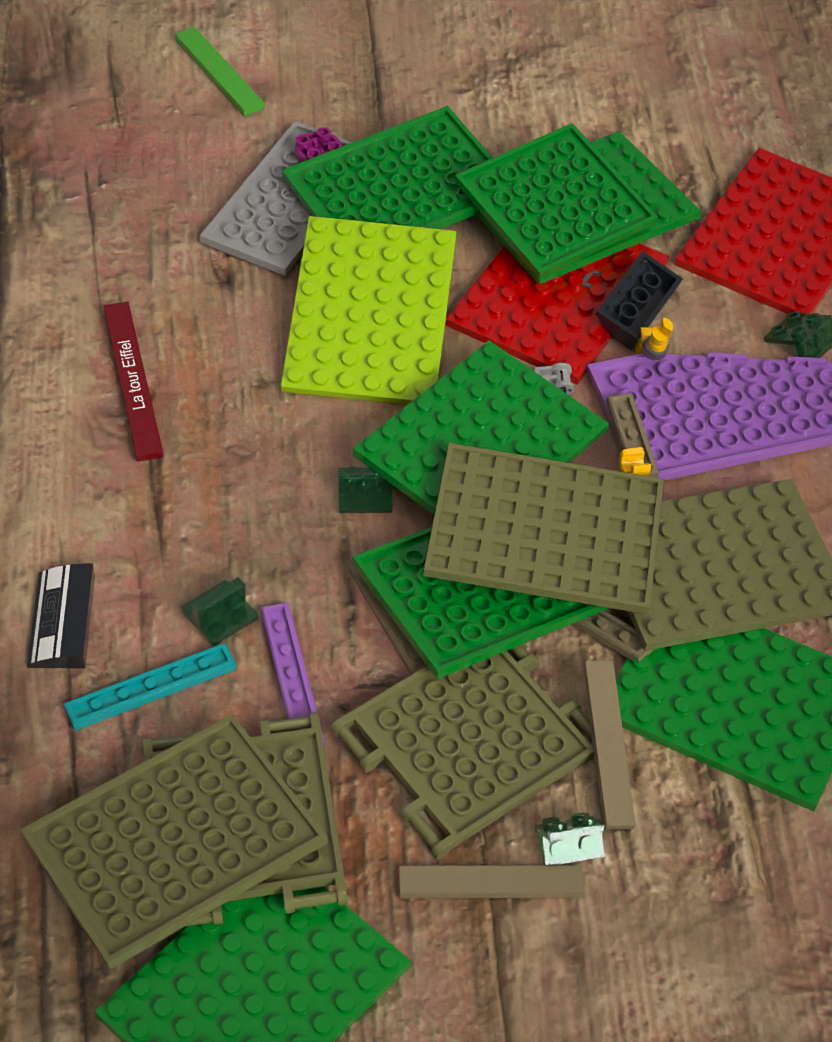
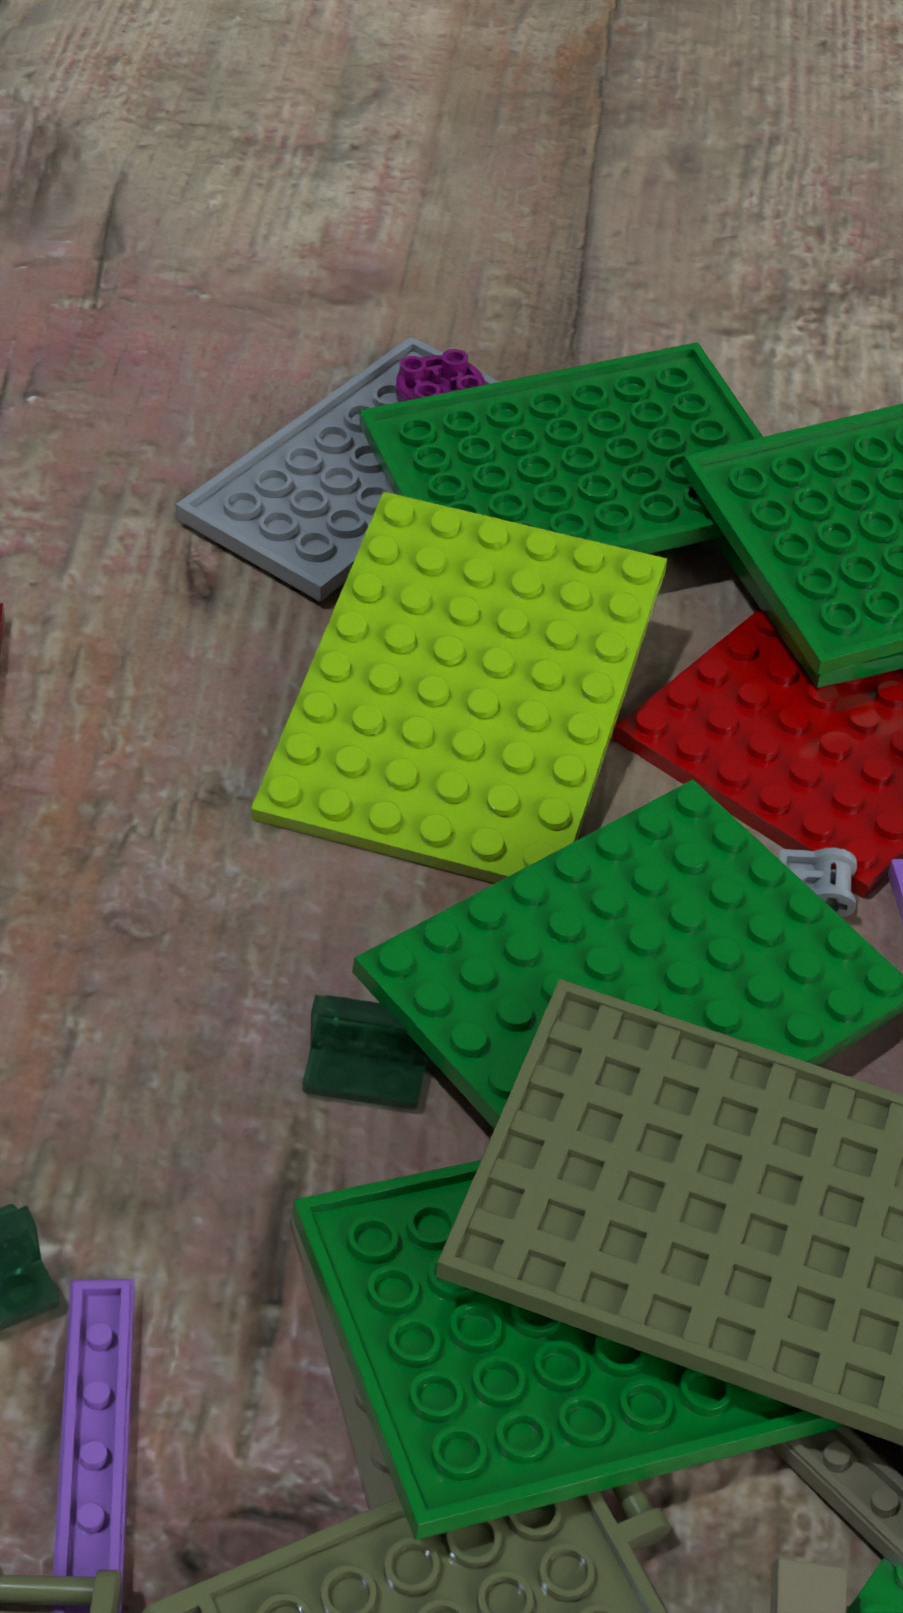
camera: 10 degrees right, 5 degrees down
(219, 71) = (301, 244): bright green tile -> none

